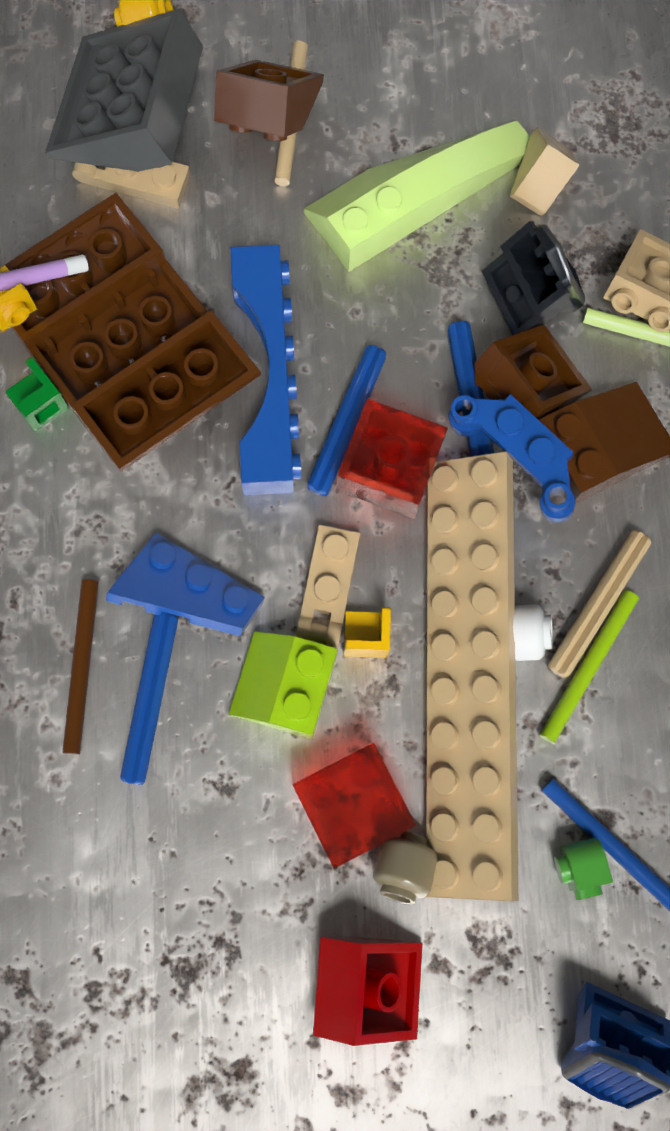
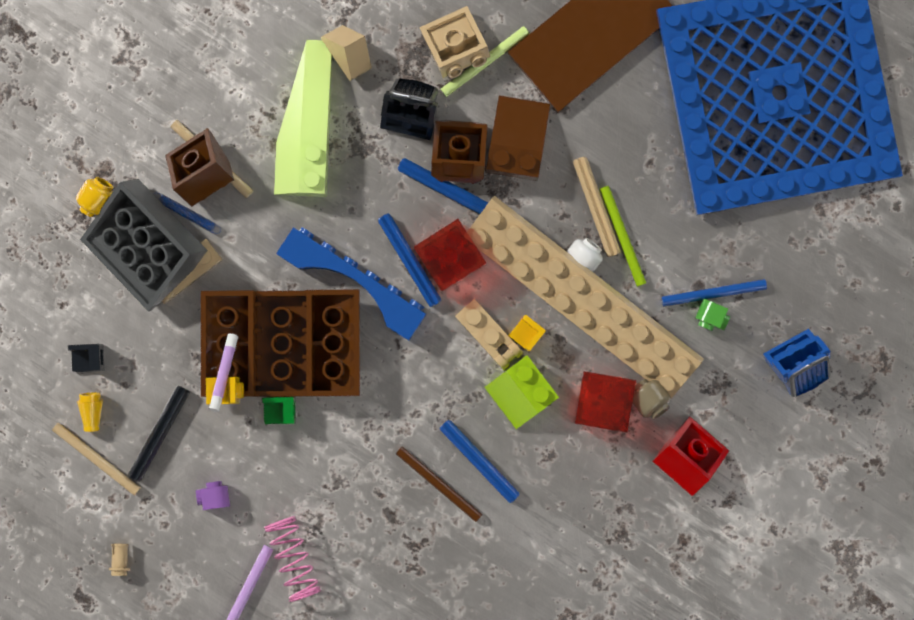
camera: 45 degrees left, 10 degrees up
(183, 585) = (437, 405): blue wing -> none
(202, 127) = (203, 222): none -> blue piece
(525, 441) = (494, 185): blue plate -> none

